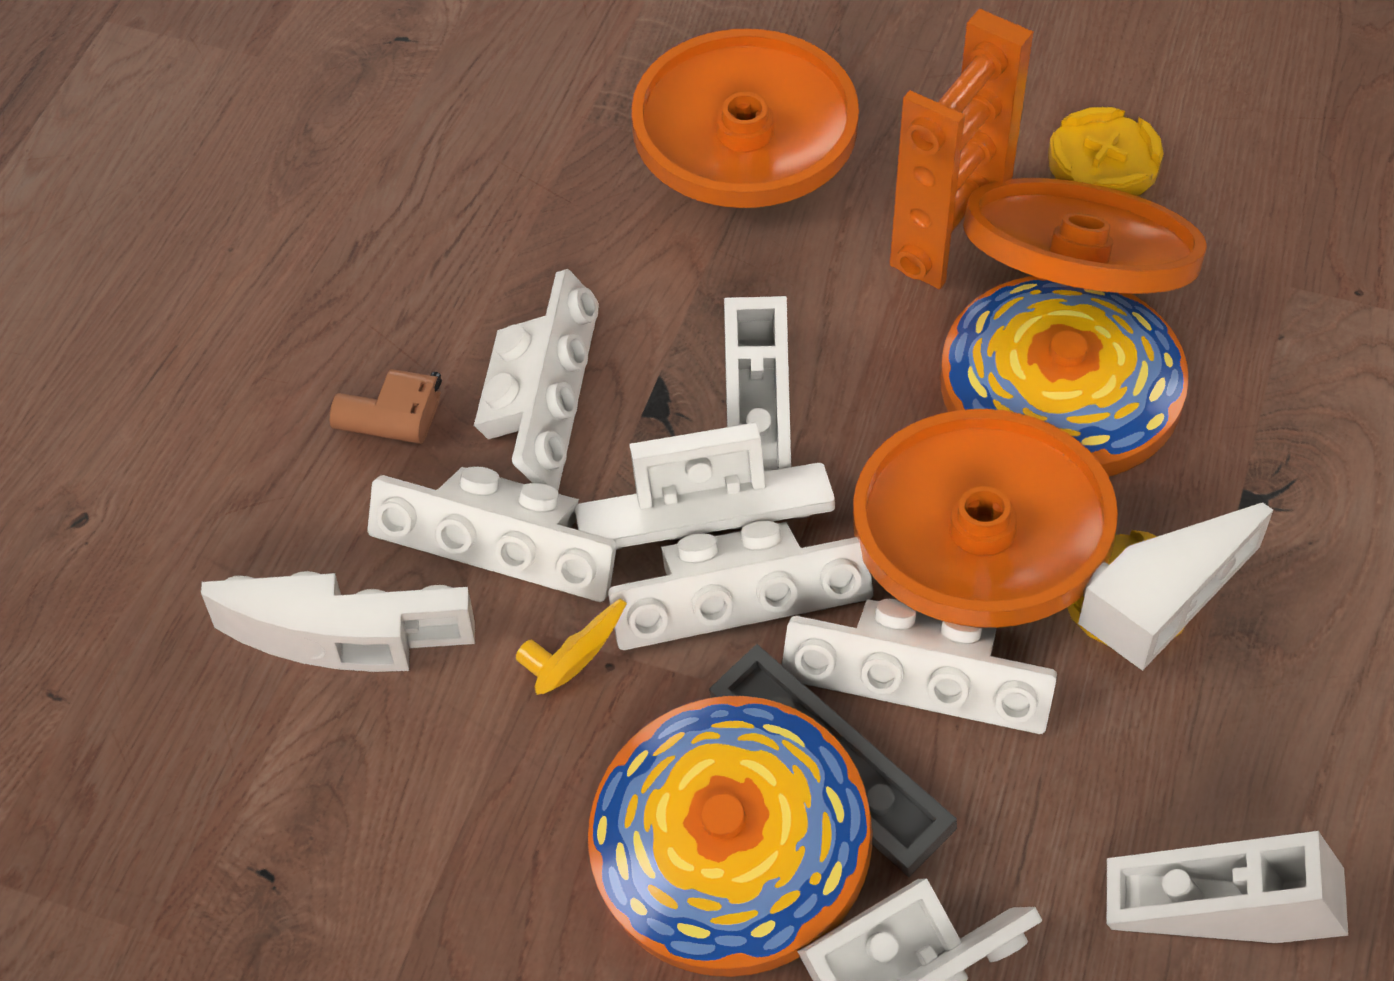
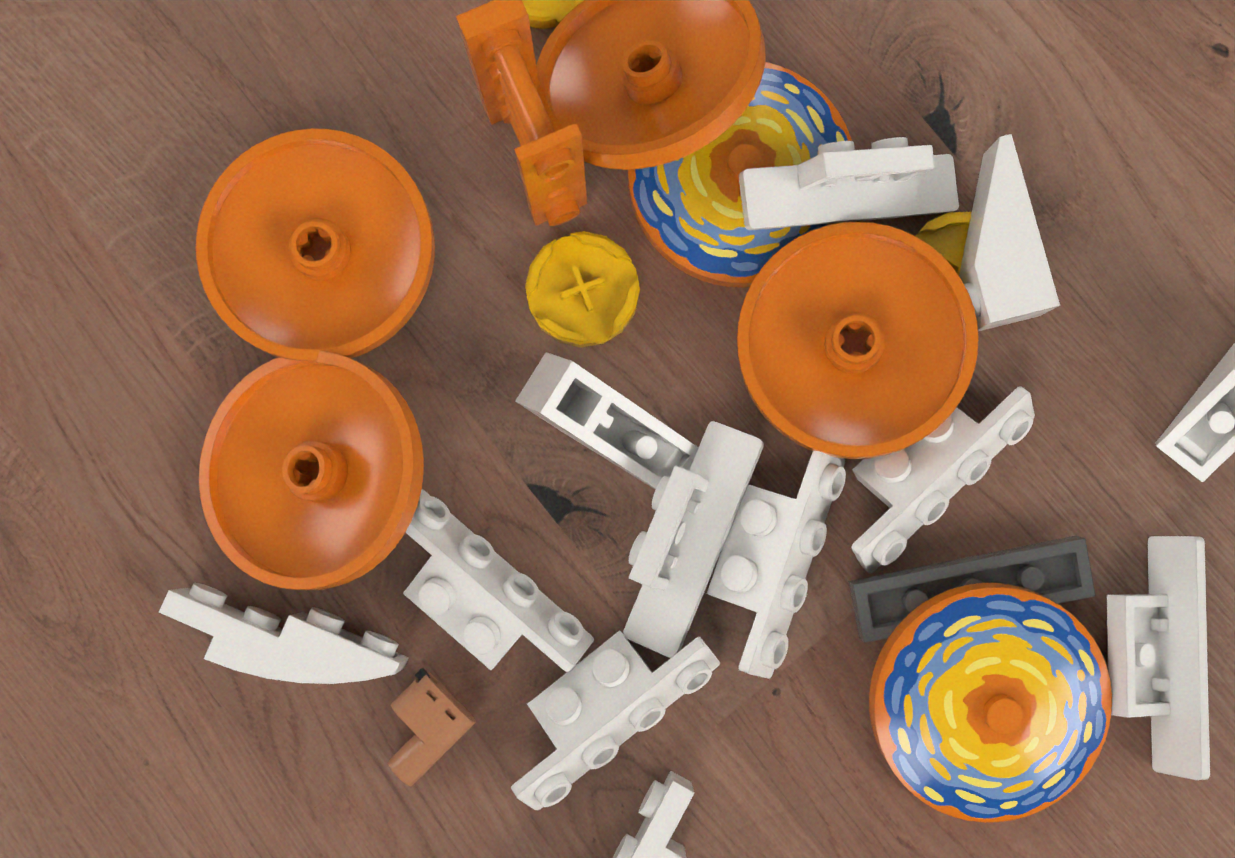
camera: 60 degrees left, 30 degrees up
(399, 272) = (304, 651): none -> white slope
(556, 204) = (311, 472): none -> orange dish
(573, 655) = (764, 739): yellow bar -> none
(861, 320) = (582, 289): none -> yellow tile
(1124, 429) = (850, 186): none -> white bracket

